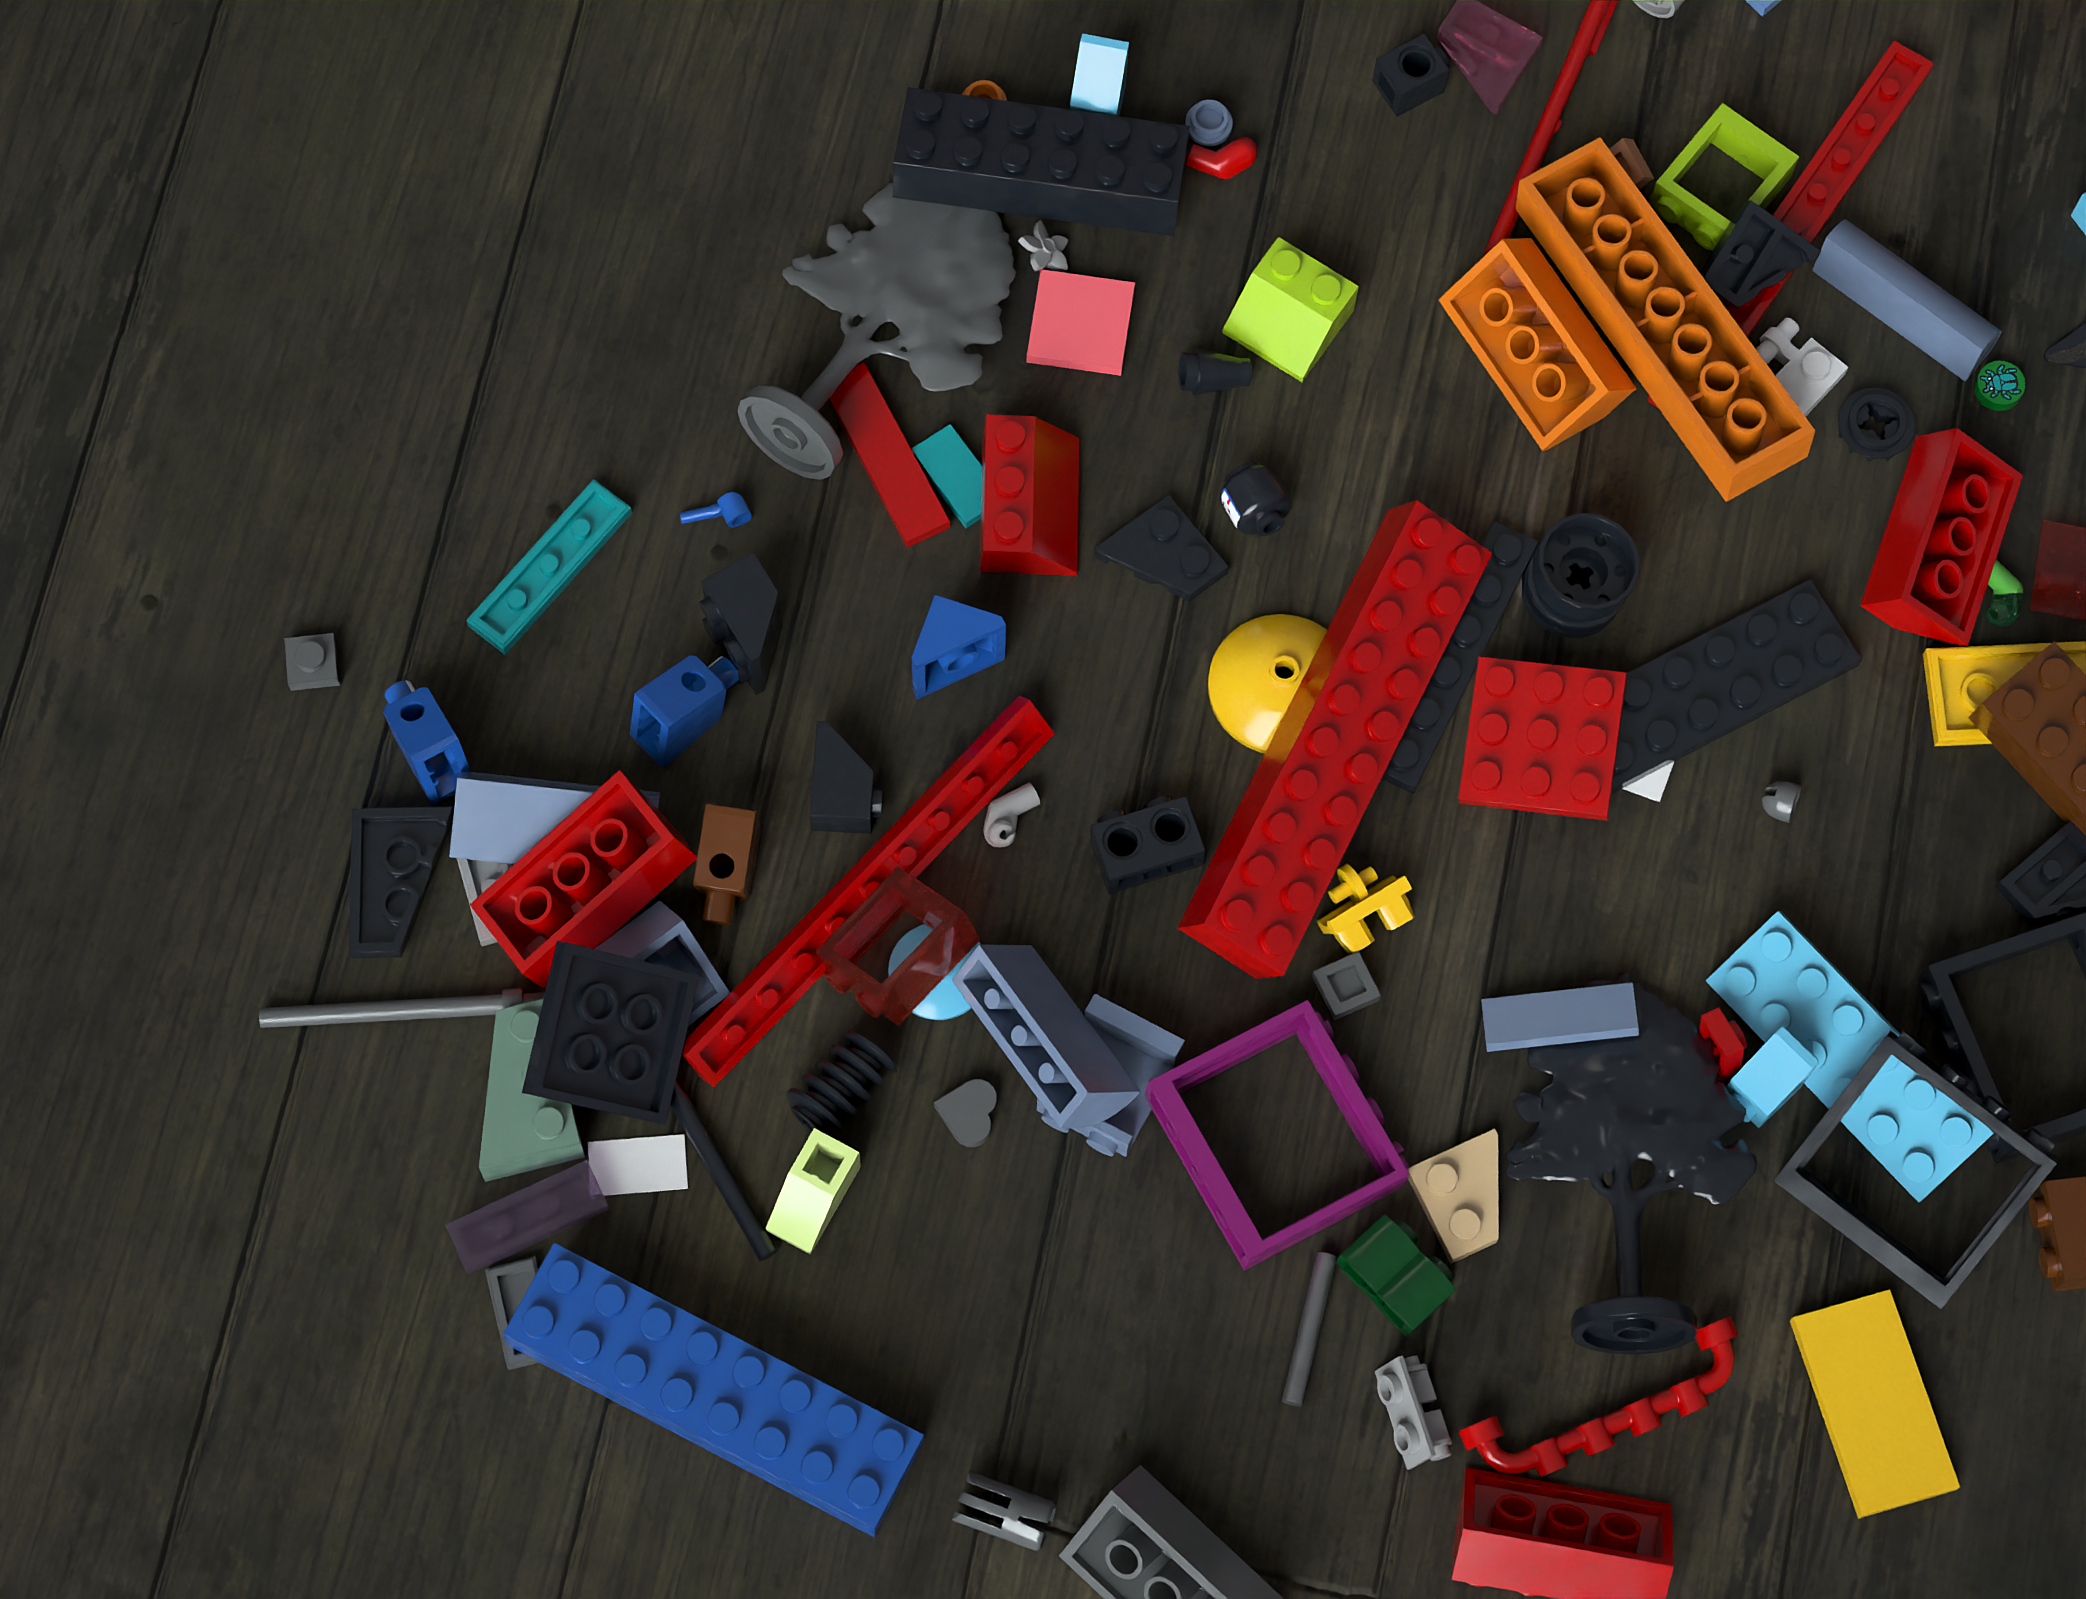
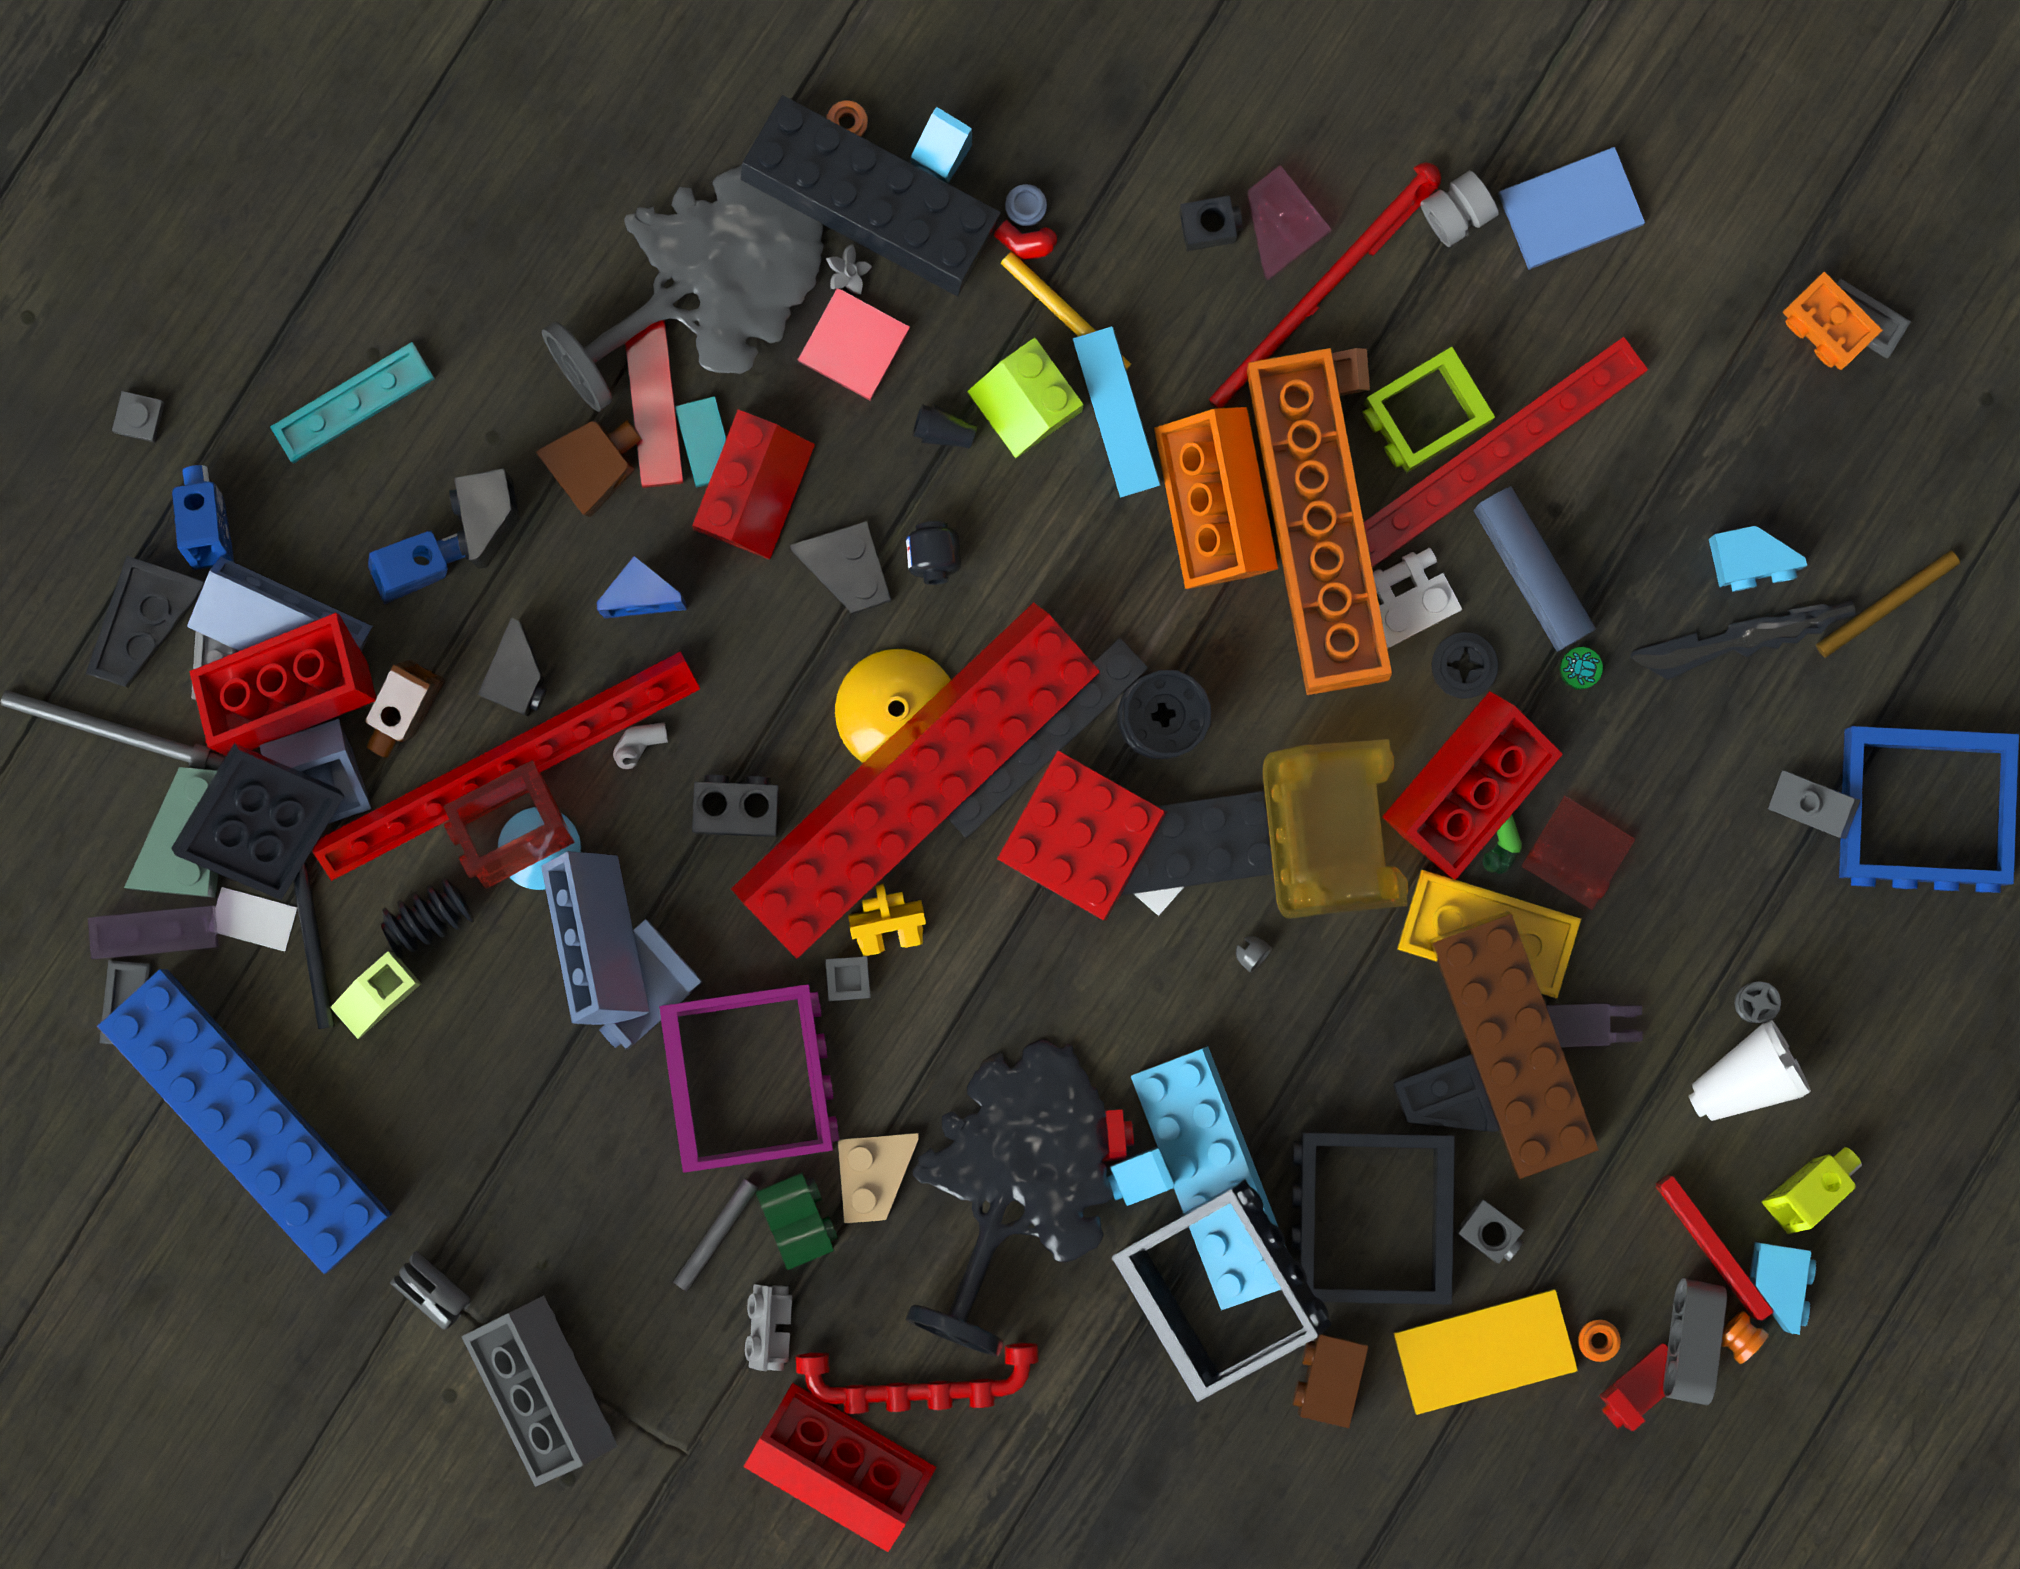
camera: 20 degrees right, 15 degrees up
(729, 505) = (514, 406): blue hand -> none
(841, 533) = (591, 462): none -> reddish brown torso
(968, 1111) = (519, 970): dark grey tile -> none
(1296, 217) = (1049, 297): none -> yellow bar
(1393, 292) = (1116, 411): none -> medium azure tile
(1560, 1017) = (1003, 1065): sand blue tile -> none
(1753, 255) = (1416, 493): black wing -> none
(1808, 630) = (1330, 829): none -> clear yellow windscreen
(1874, 1404) = (1121, 1449): yellow tile -> none

